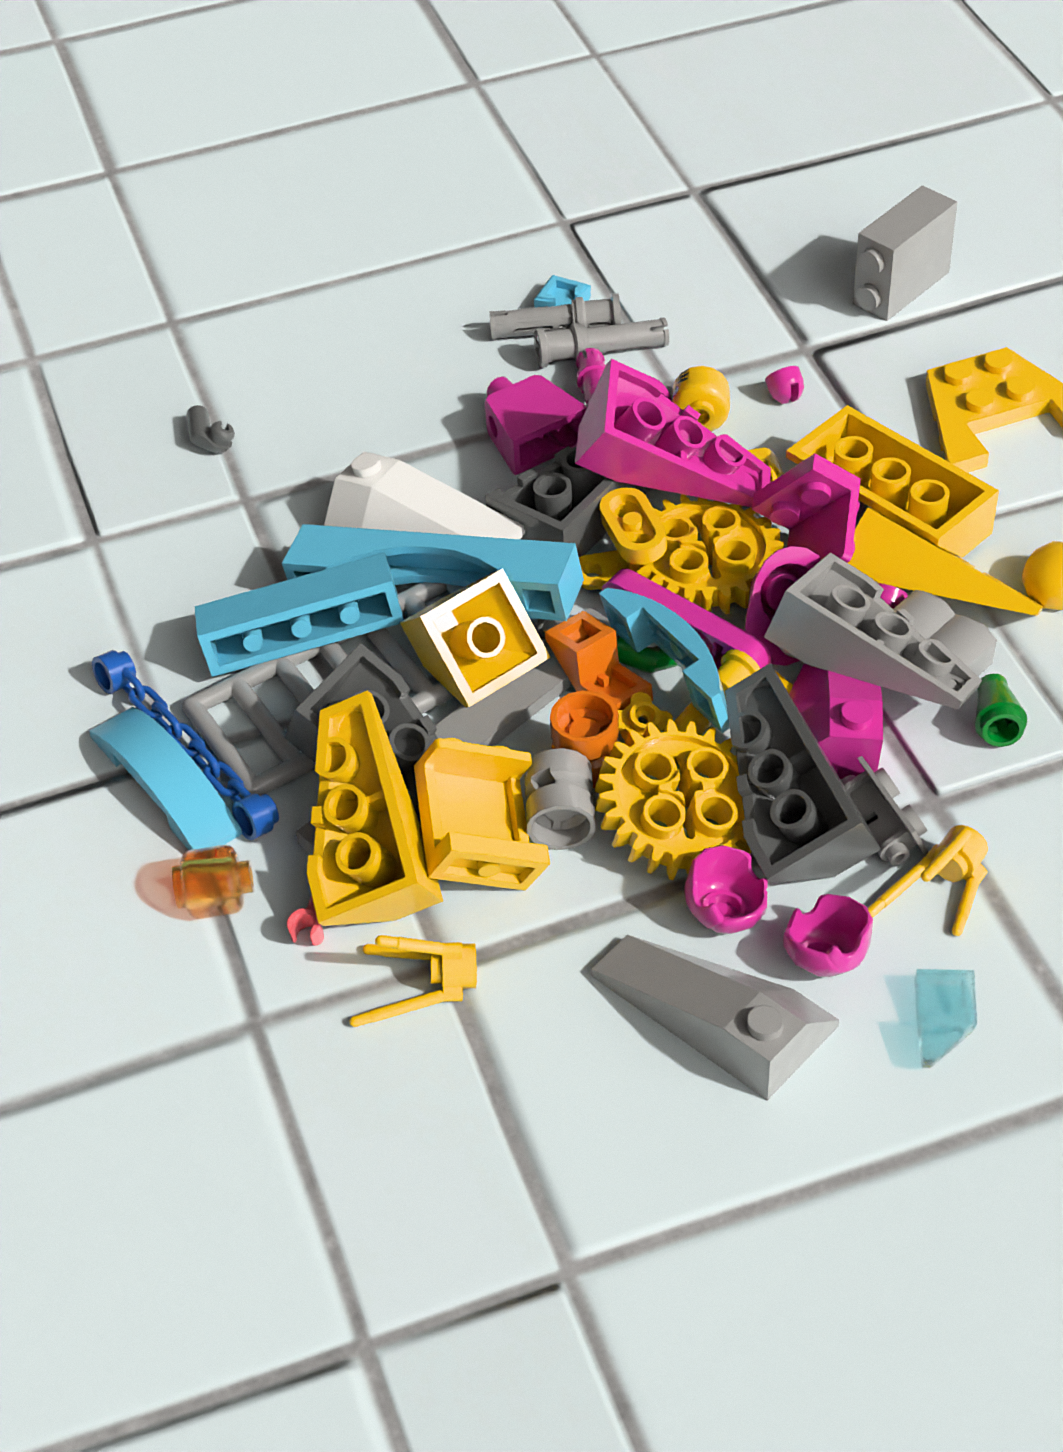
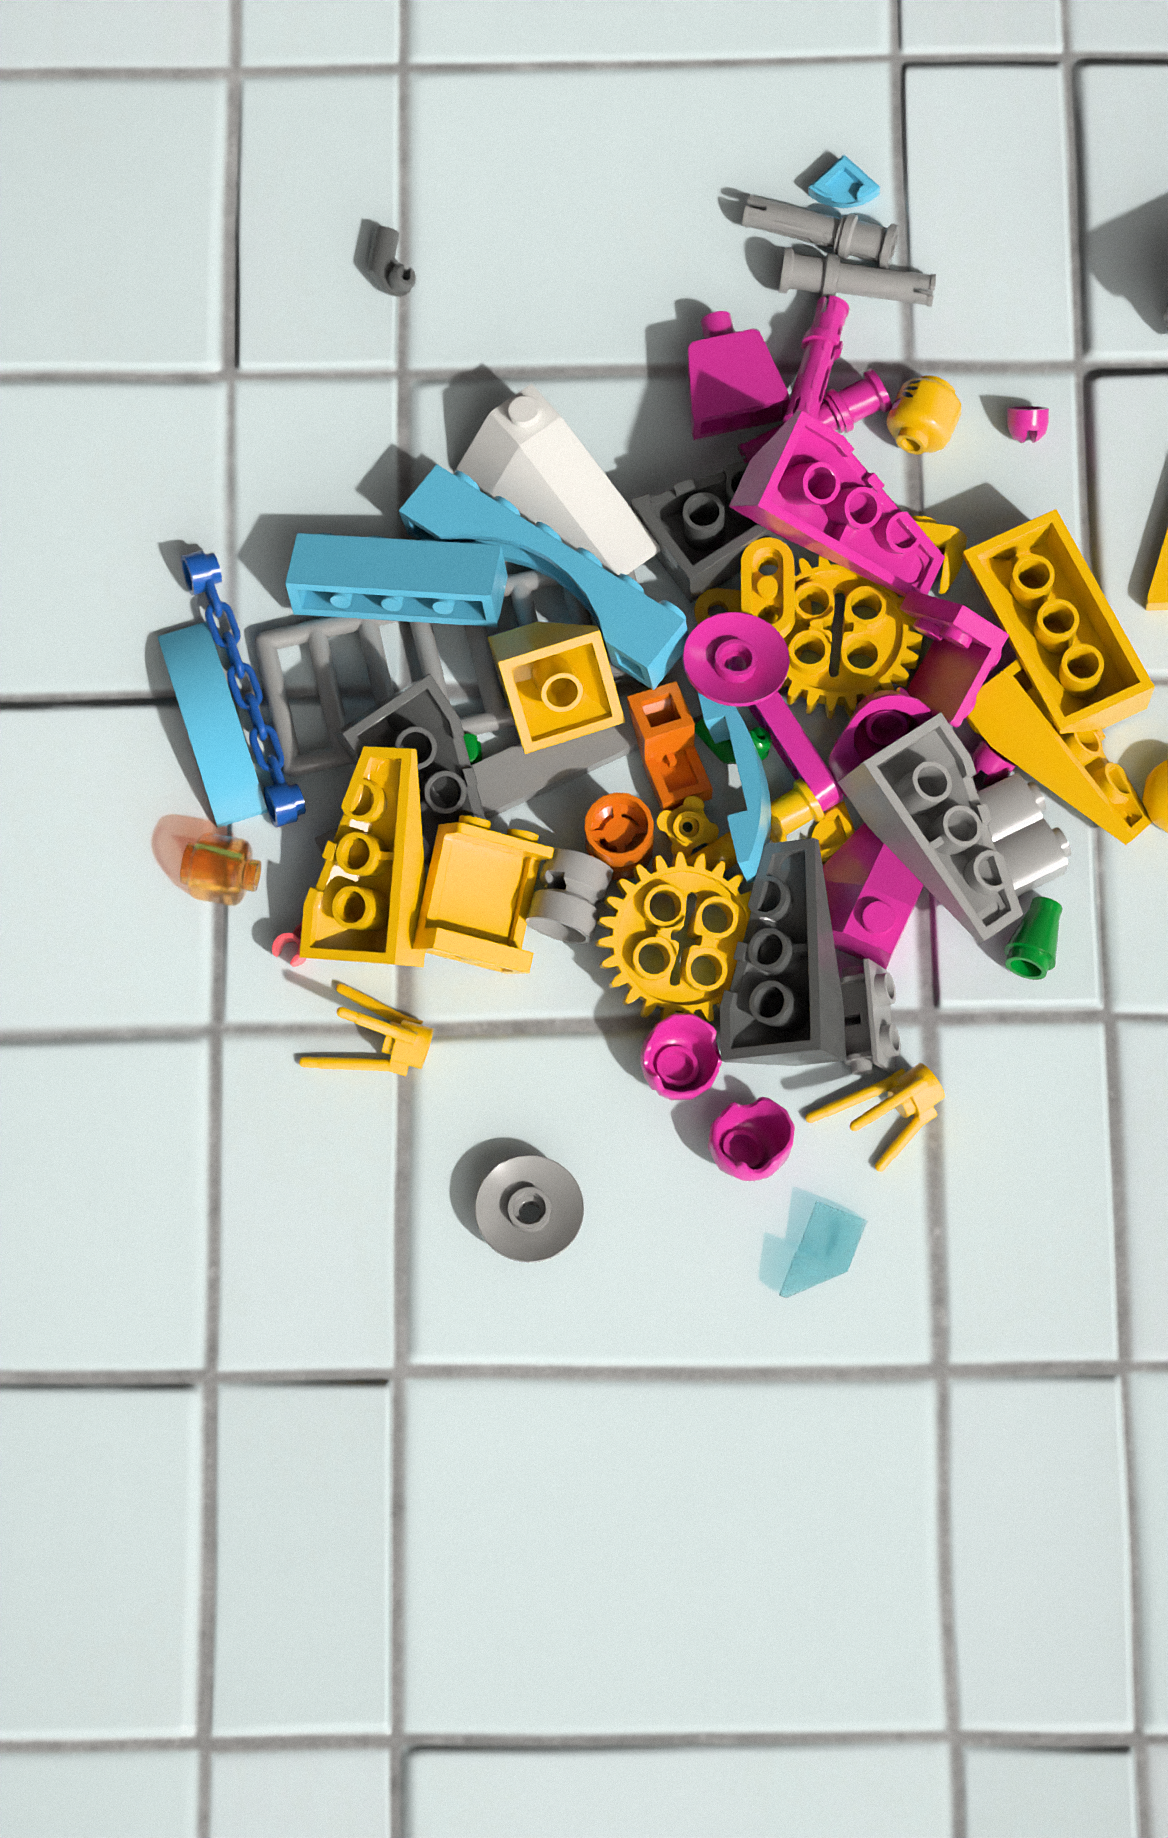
camera: 20 degrees right, 25 degrees up
(632, 565) = (738, 641): none -> dark pink dish
(639, 1046) = (522, 1183): none -> light grey dish
(730, 1017) = (635, 1177): light grey wedge -> none

